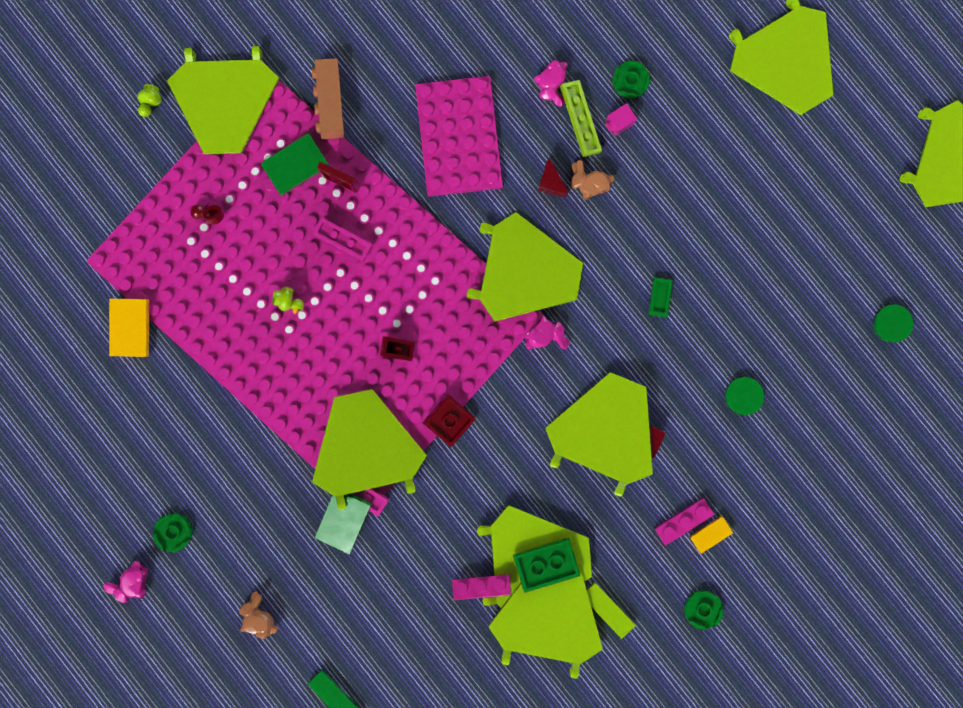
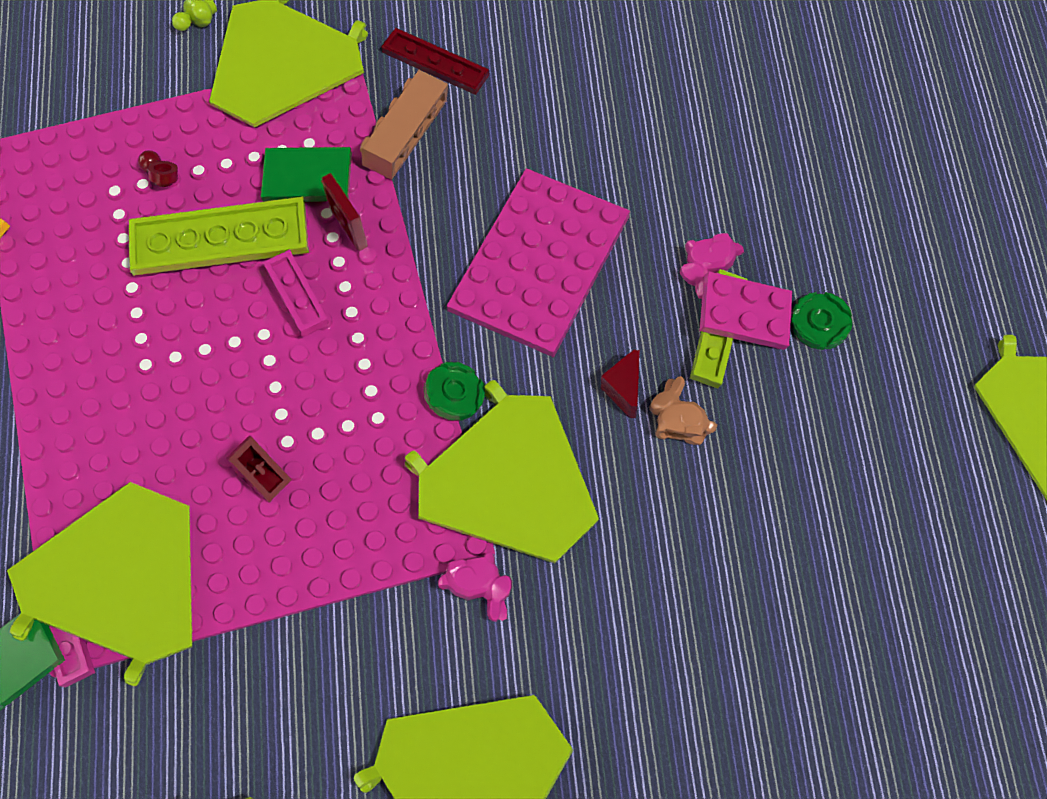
camera: 35 degrees right, 20 degrees down
(274, 233) = (217, 236): none -> lime plate
(283, 300) = (165, 319): lime animal -> none
(314, 44) = (435, 61): none -> dark red tile
(449, 420) = (259, 616): dark red tile -> none
(465, 241) = (454, 391): none -> green tile
(590, 100) = (746, 310): none -> dark pink plate
(620, 120) = (773, 360): dark pink brick -> none
(660, 297) = (681, 635): green tile -> none

